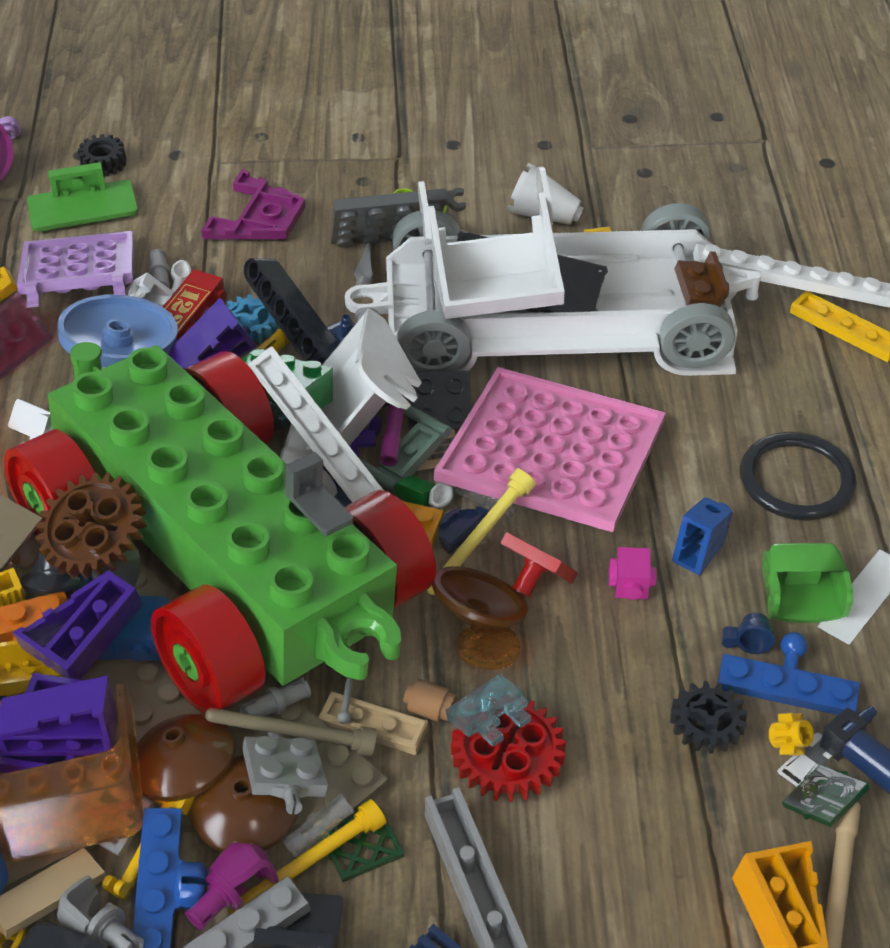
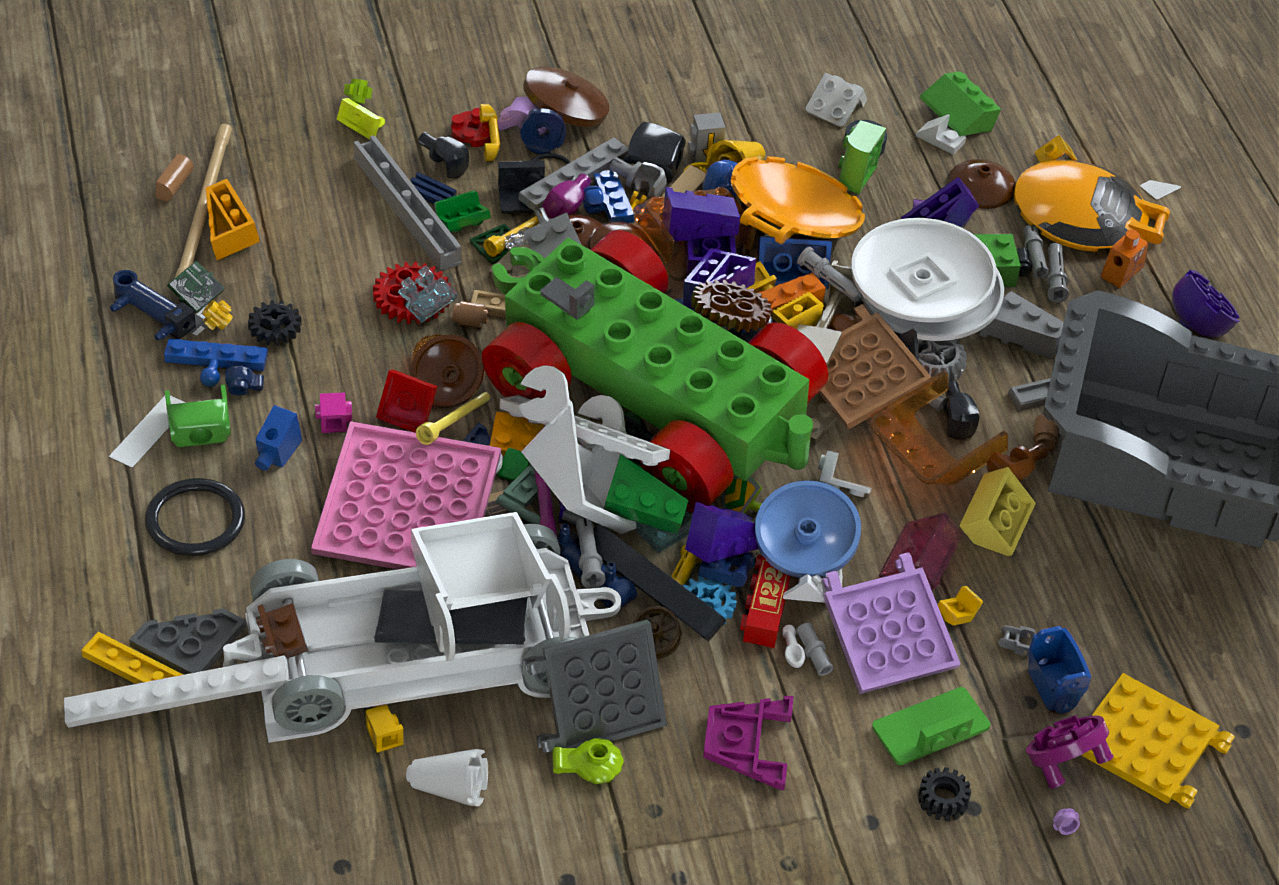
camera: 165 degrees right, 0 degrees up
(318, 290) = (659, 631): none -> dark brown wheel
(407, 887) = (461, 211): none -> green bracket
(794, 343) = (189, 640): none -> dark grey plate

